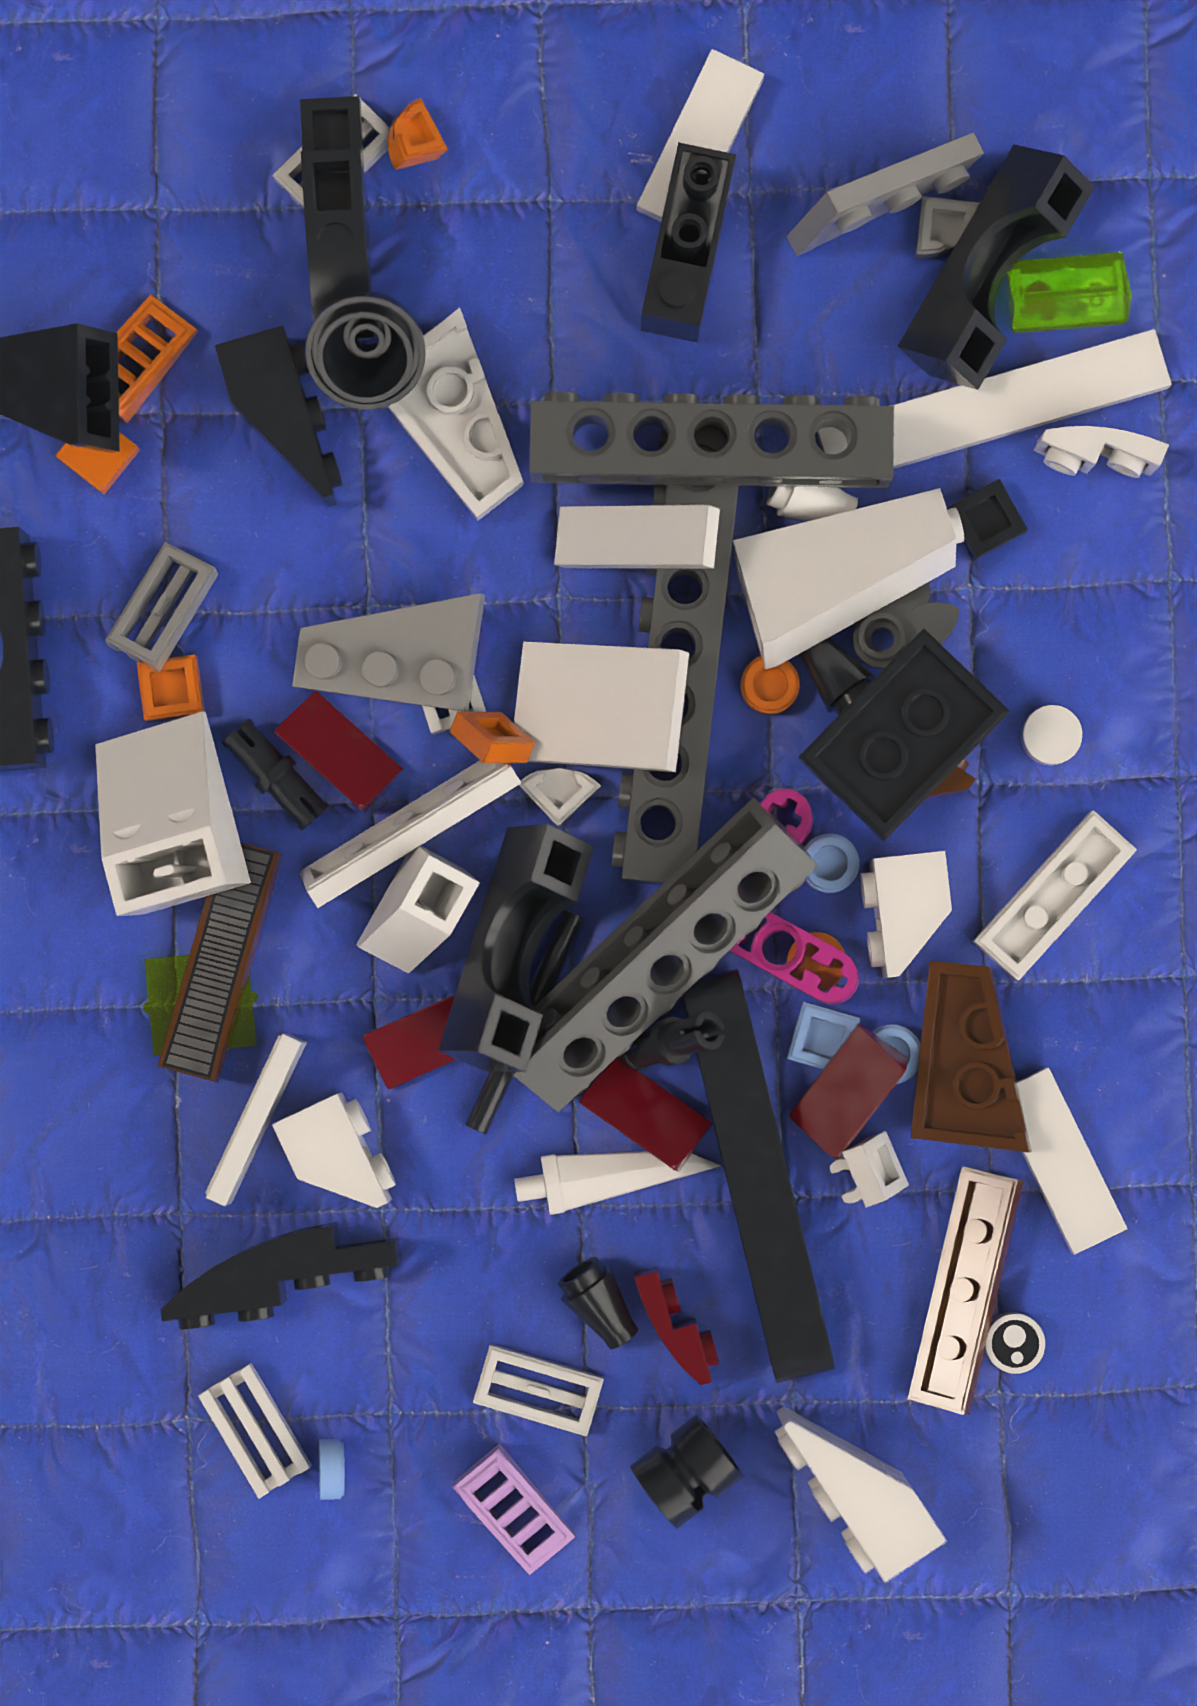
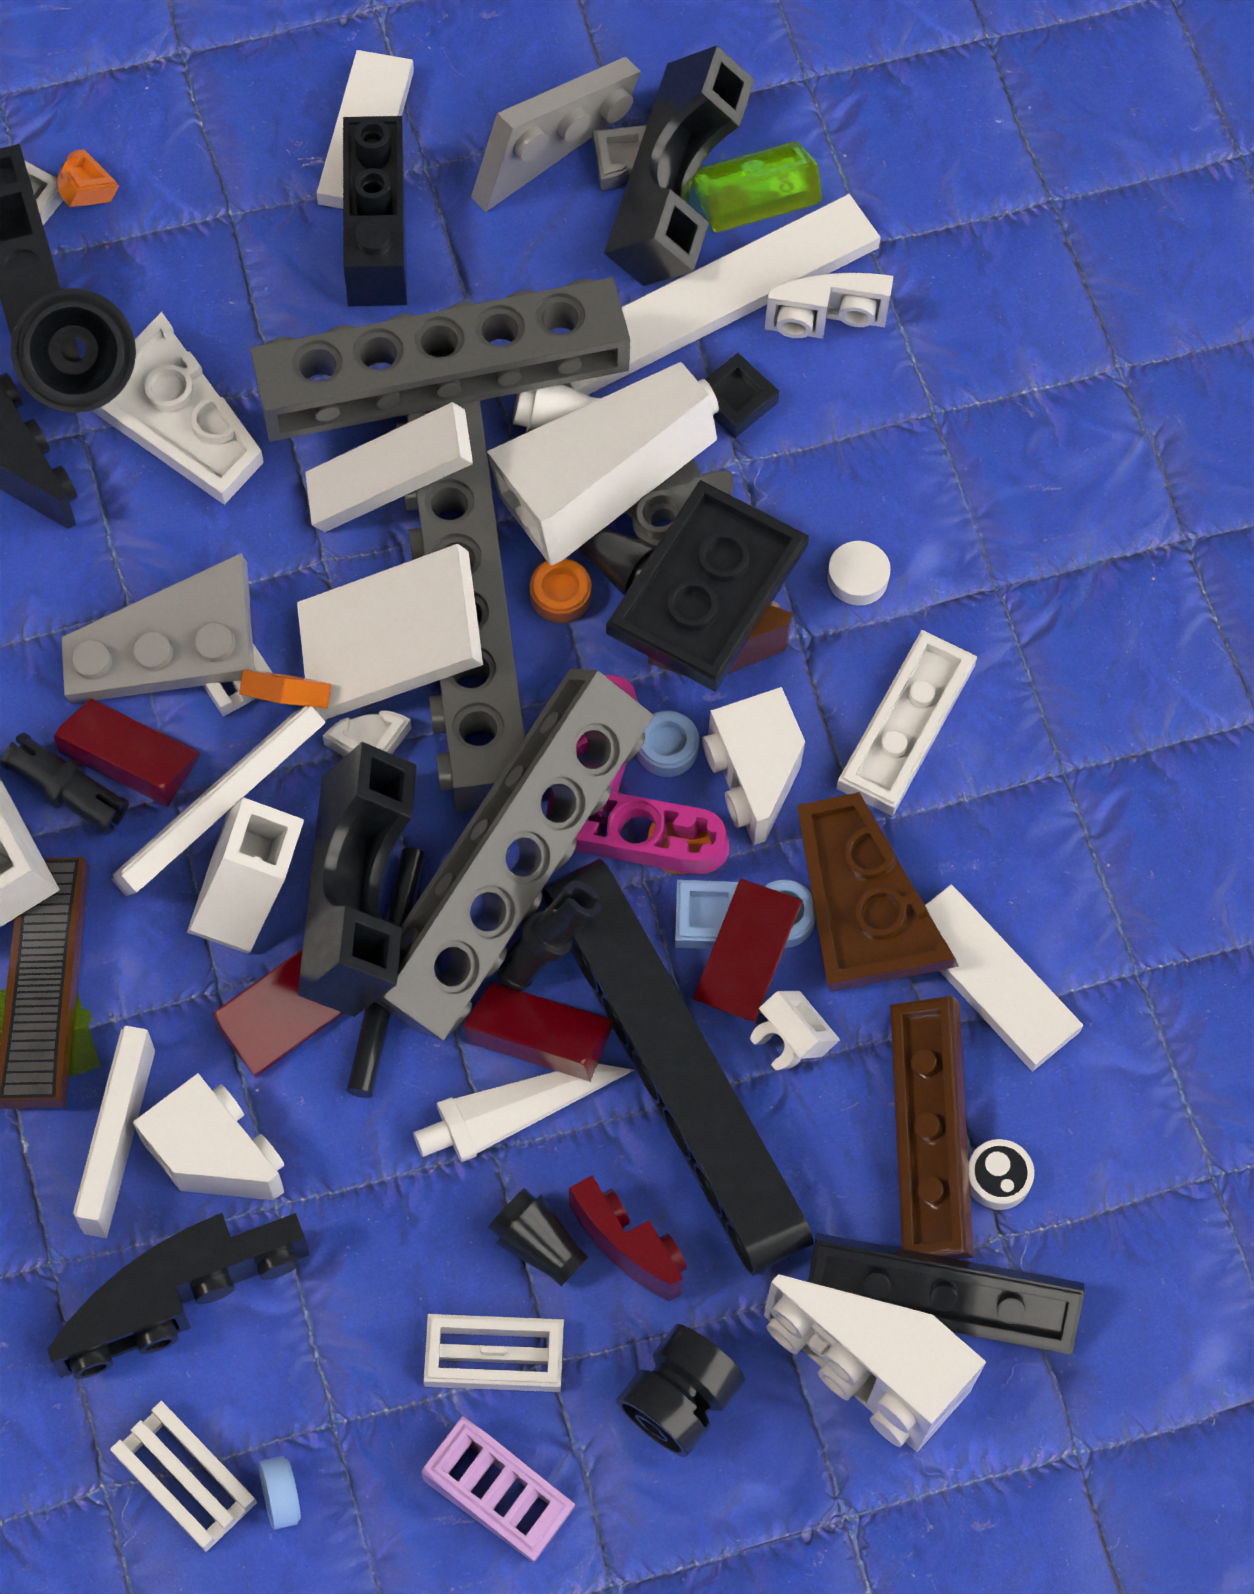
camera: 20 degrees left, 20 degrees down
(935, 1439) = (959, 1293): none -> black tile

